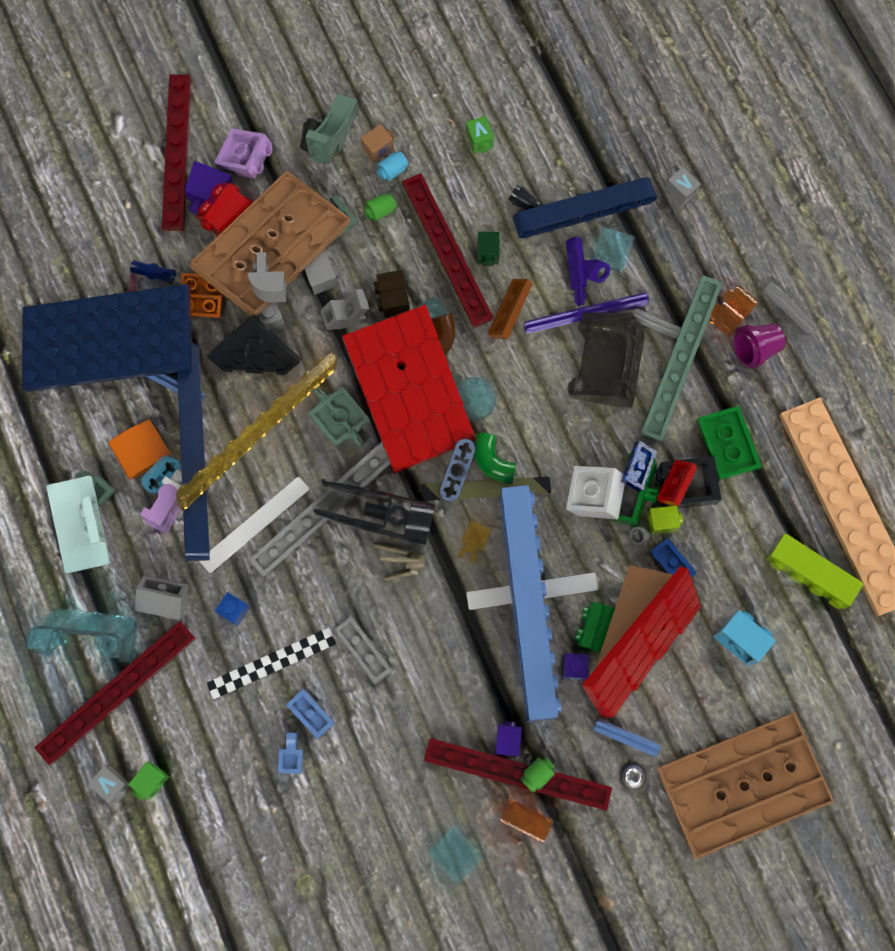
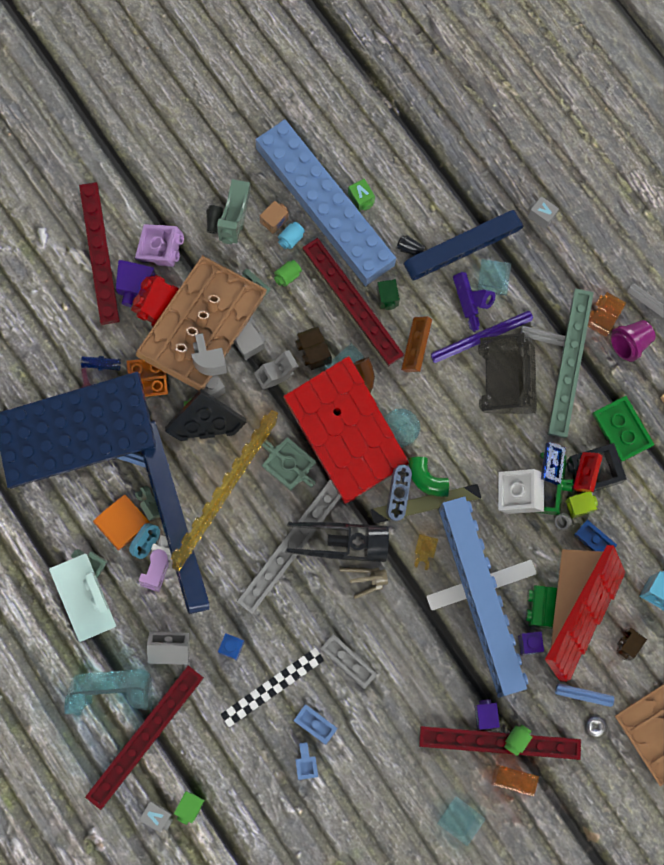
camera: 15 degrees left, 0 degrees up
(171, 432) = (148, 503): none -> sand green plate
(255, 524) = (237, 566): white sticker -> none
(438, 137) = (325, 202): none -> medium blue brick
(690, 689) = (630, 645): none -> dark brown brick

